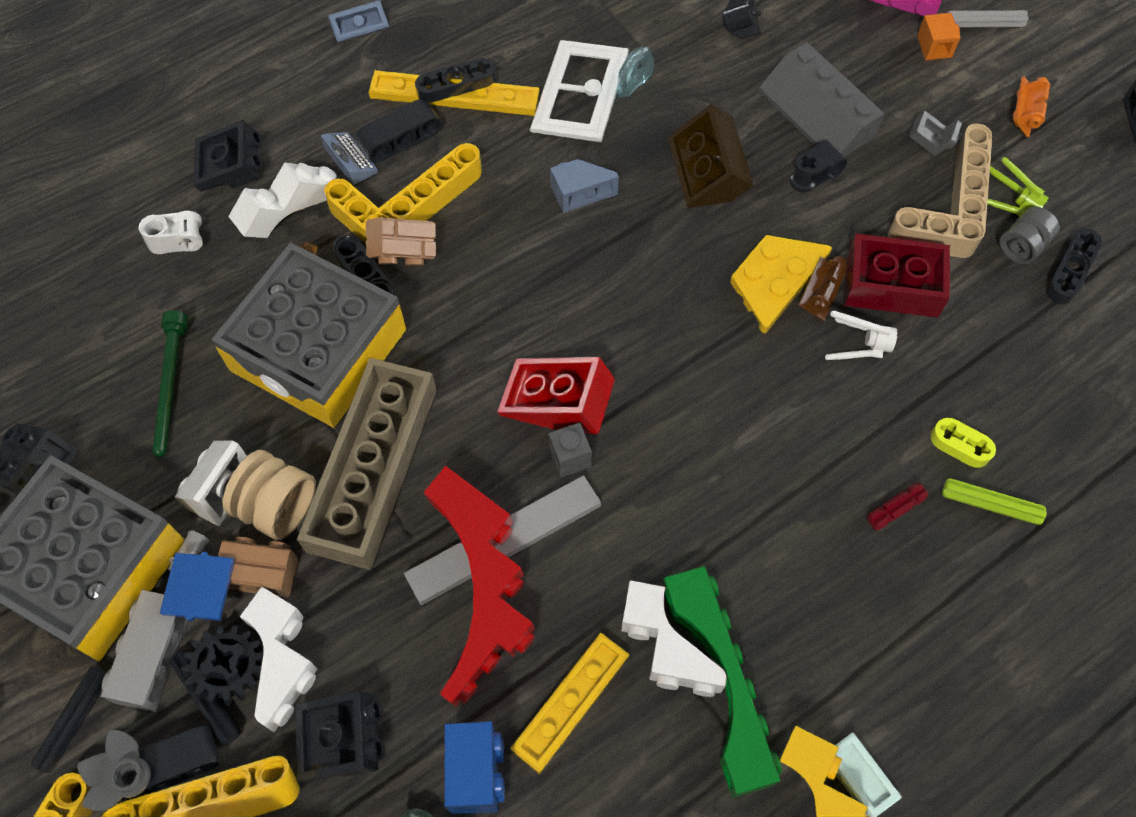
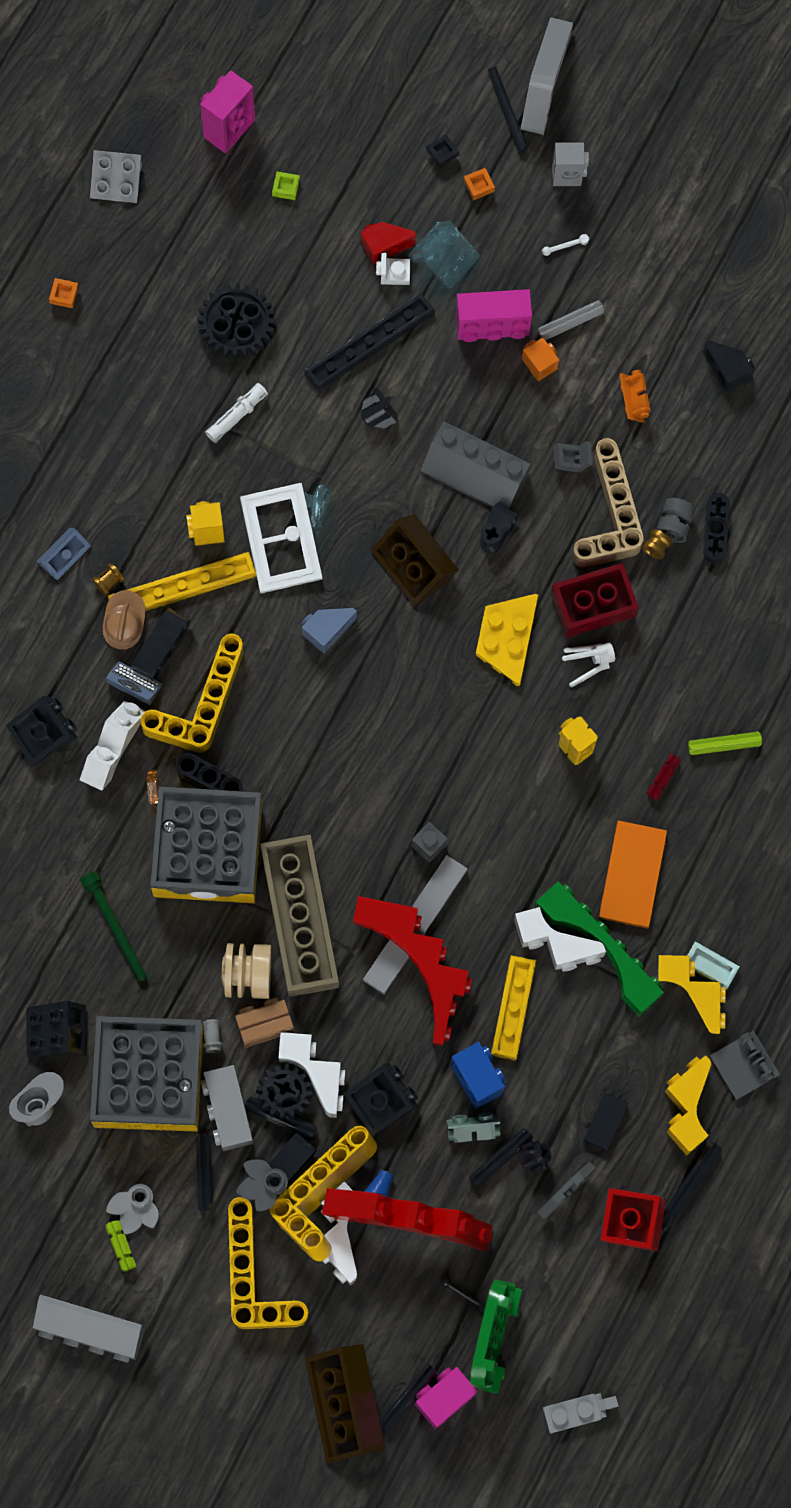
camera: 30 degrees left, 10 degrees up
(170, 233) = (44, 810): white piece -> none
(197, 586) = (239, 1052): blue piece -> none
(205, 487) = (200, 979): white slope -> none
(375, 95) = (124, 619): none -> medium nougat piece
(383, 55) = (108, 579): none -> pearl gold bush
(400, 239) = (226, 741): medium nougat brick -> none
(461, 70) = (199, 571): black beam -> none
(508, 39) = (205, 523): none -> yellow brick
(558, 392) = (398, 804): red slope -> none
(805, 607) = (632, 874): none -> orange tile
(807, 412) = (577, 740): none -> yellow brick
(823, 286) = (545, 631): reddish brown hinge -> none
(963, 442) = (689, 703): neon yellow beam -> none
(996, 251) = (657, 544): none -> pearl gold wheel
(1028, 197) = (664, 485): lime plant -> none

